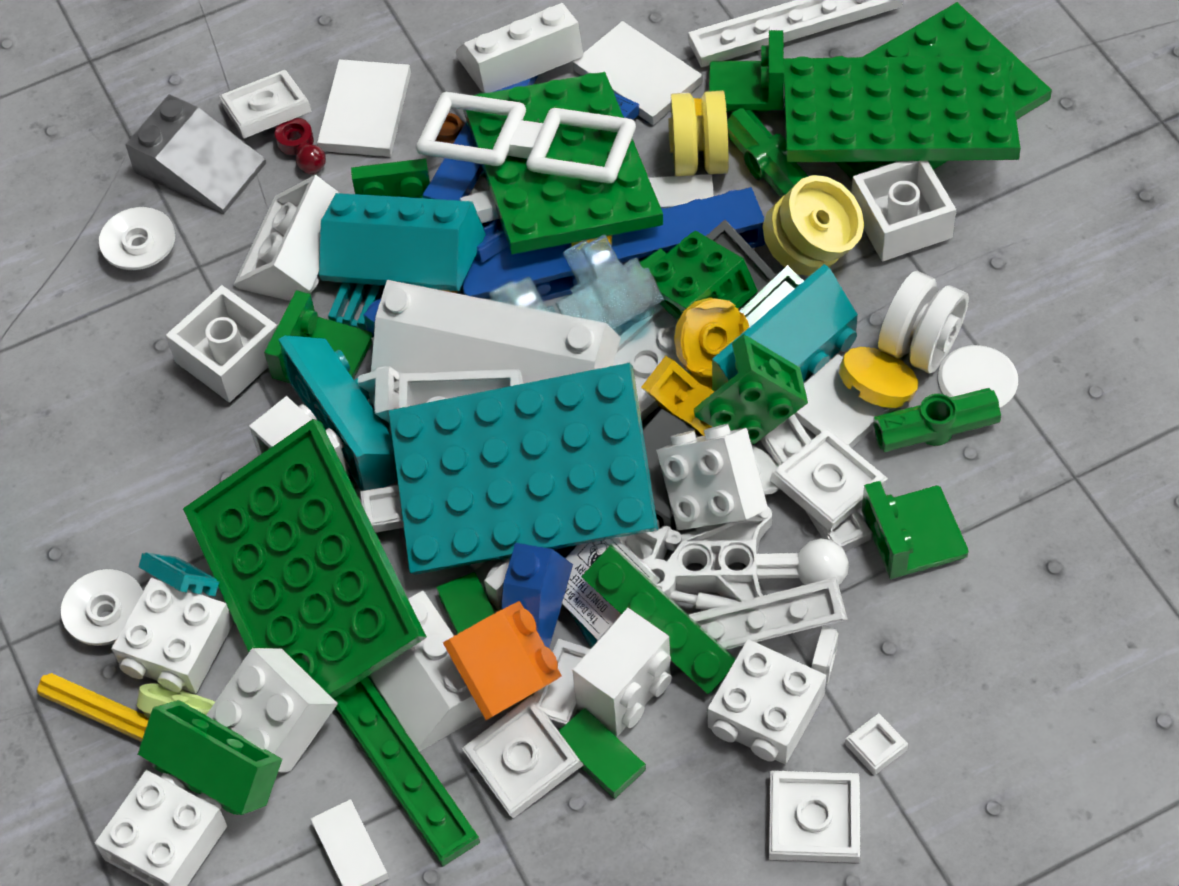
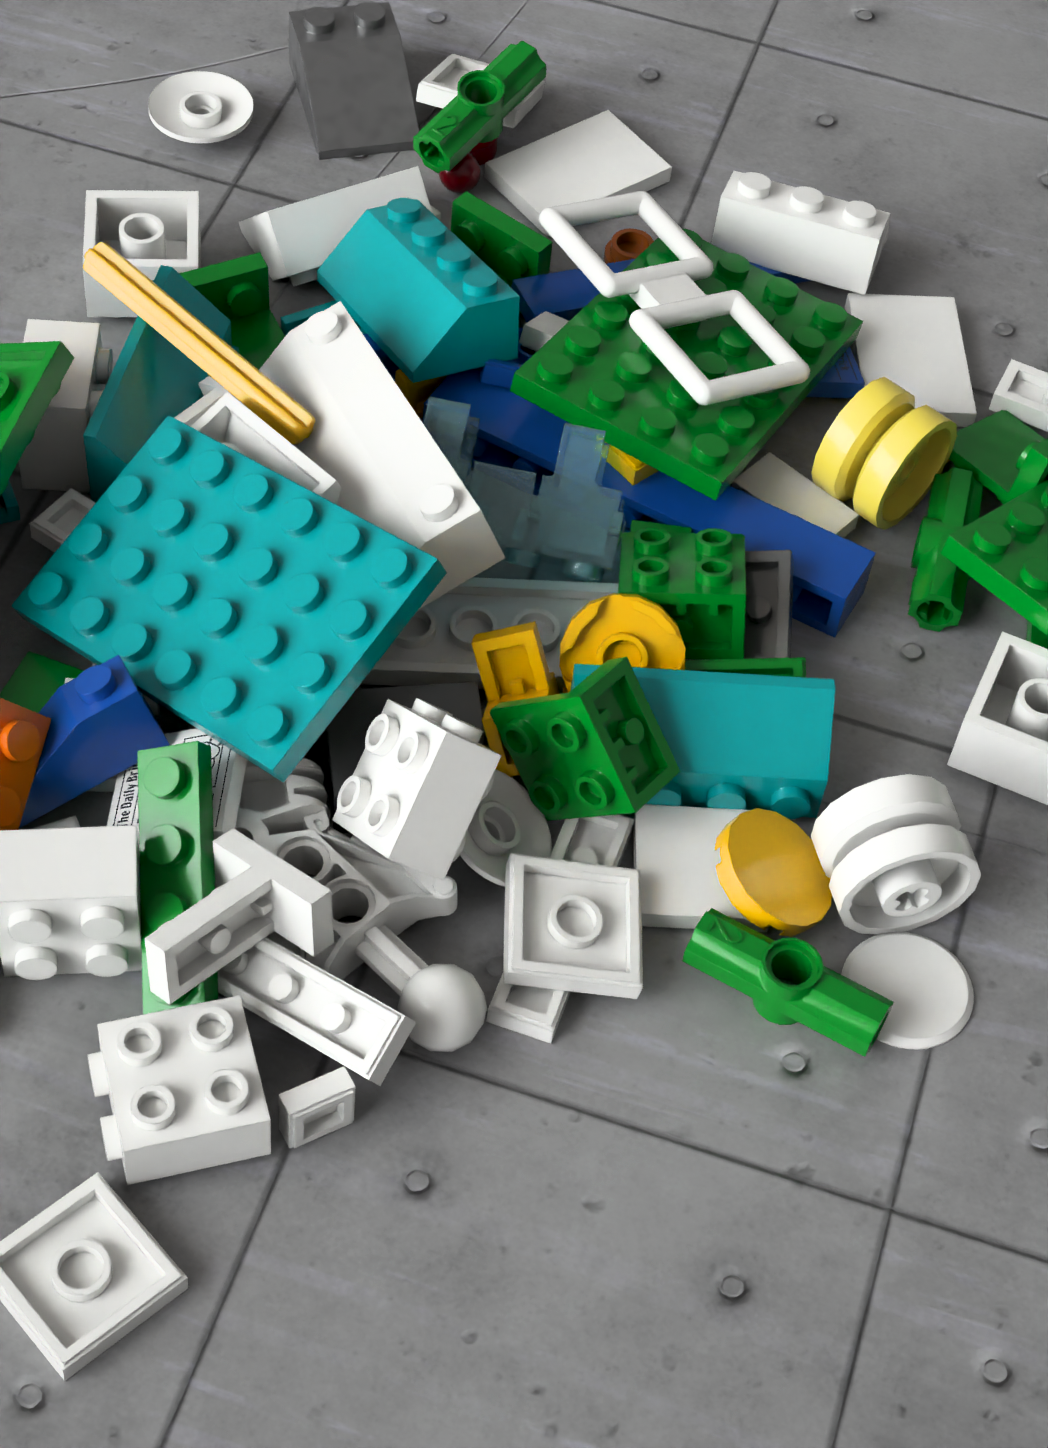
camera: 35 degrees right, 5 degrees down
(299, 130) = (479, 107): none -> green piece
(350, 361) = (199, 343): none -> yellow axle
(705, 588) = (251, 900): none -> white bracket
(813, 225) = (894, 645): light yellow wheel -> none
(876, 744) = (254, 1268): white tile -> none
(912, 529) = (600, 1071): green bracket -> none

